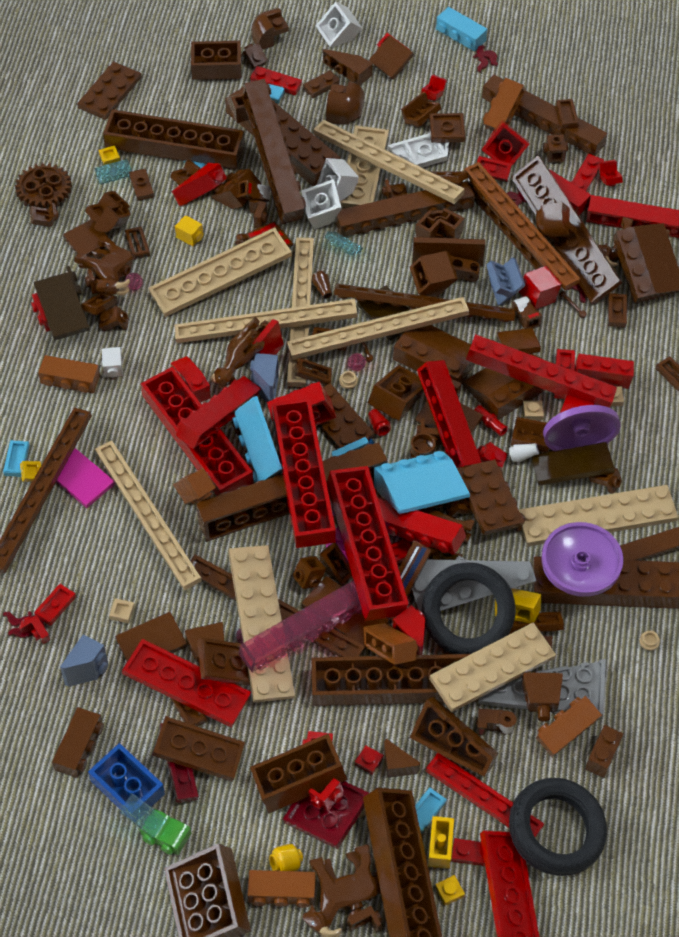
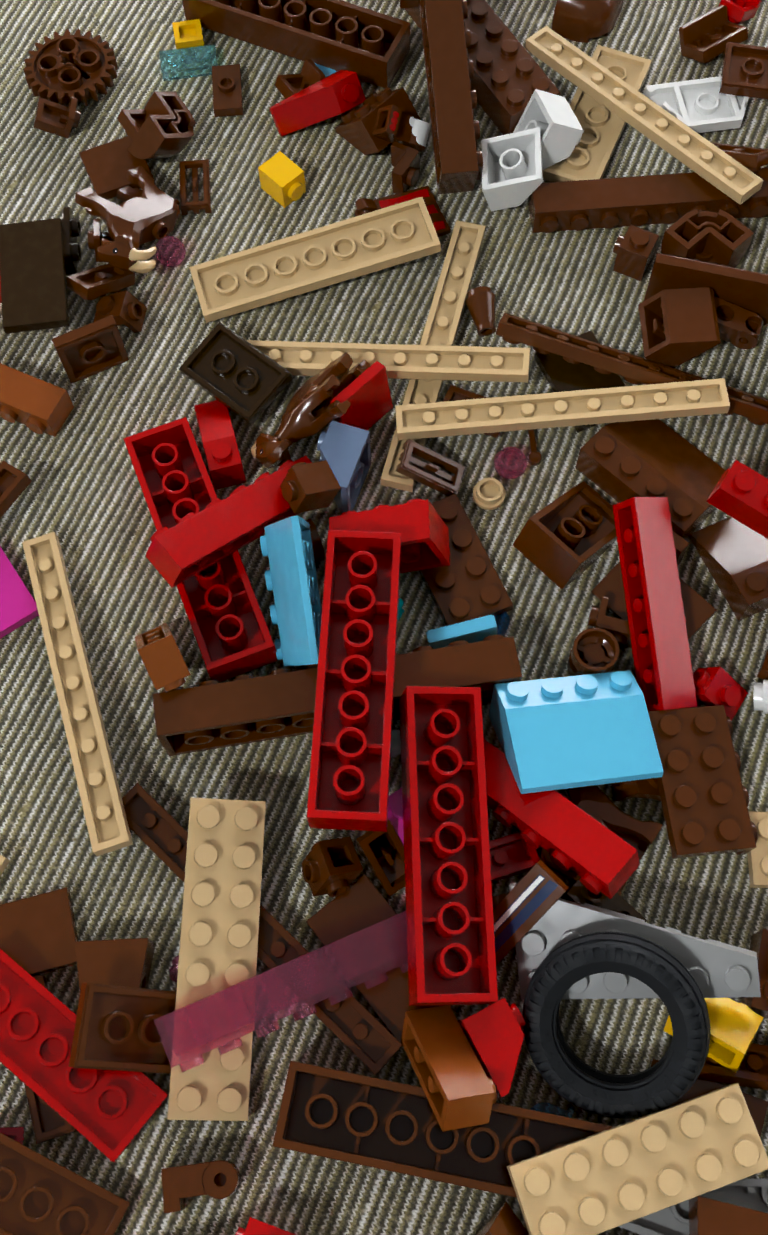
camera: 15 degrees right, 10 degrees up
(107, 337) = (91, 349): none -> reddish brown tile
(112, 362) = (95, 388): white brick -> none
(191, 340) = (236, 373): none -> dark brown tile
(251, 387) = (309, 486): none -> reddish brown brick
(277, 725) = (213, 1178): none -> reddish brown leg
(339, 240) = (527, 237): clear light blue plate -> none
(379, 423) = (525, 586): red cone -> none
(395, 190) = (638, 165): reddish brown bracket -> none
(401, 239) = (634, 252): none -> reddish brown brick
(490, 420) = (730, 622): red pin -> none

